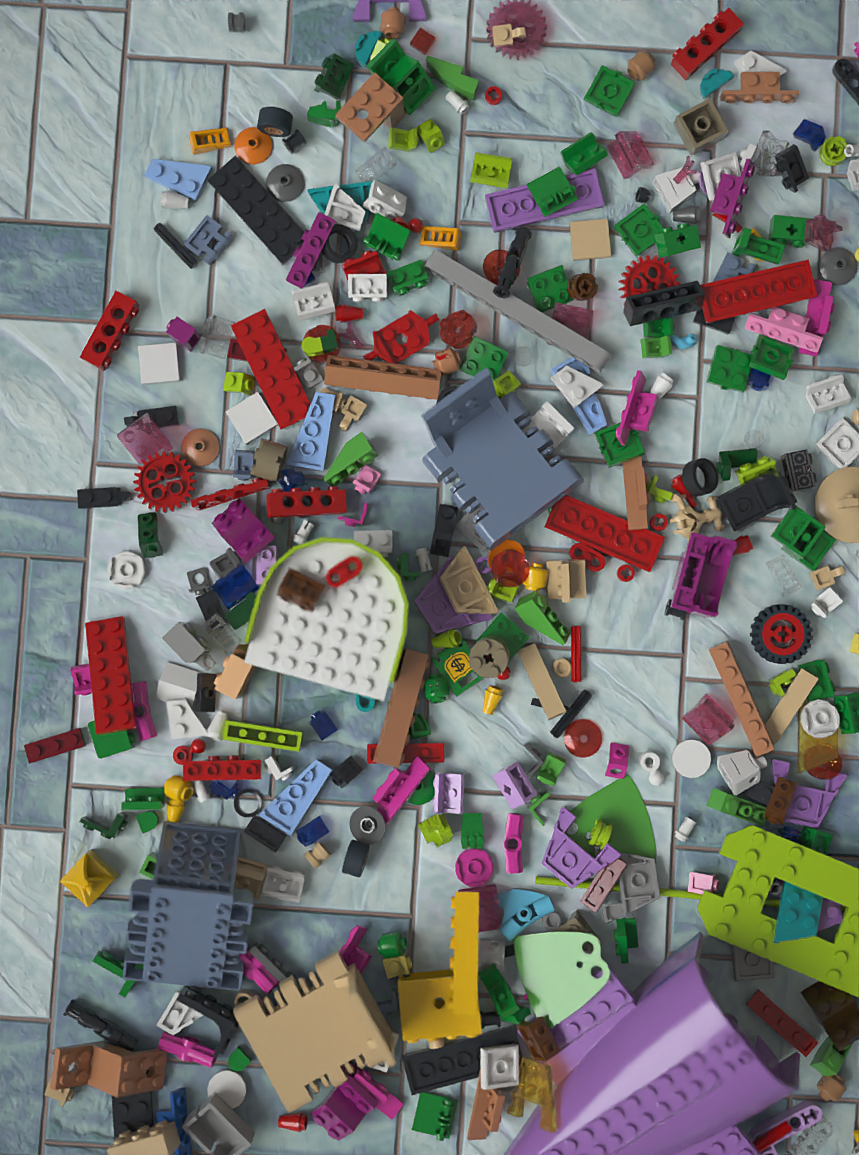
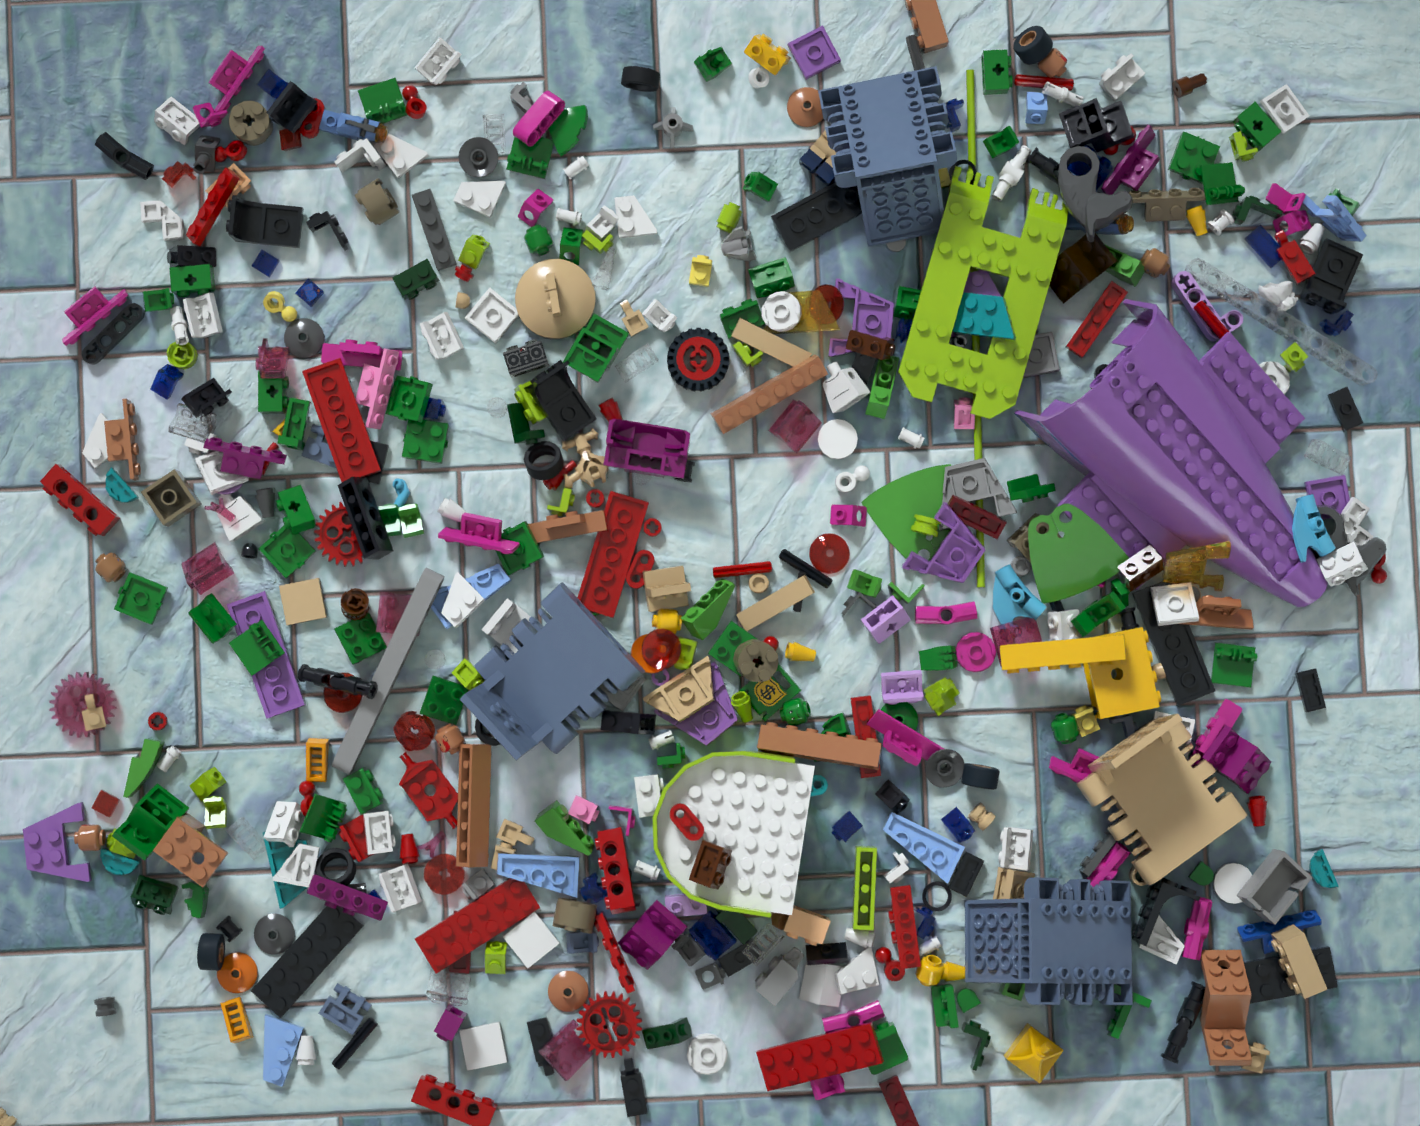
camera: 100 degrees left, 0 degrees up
(321, 345) = (447, 875): leg -> none
(491, 170) = (239, 714): lime bracket -> none

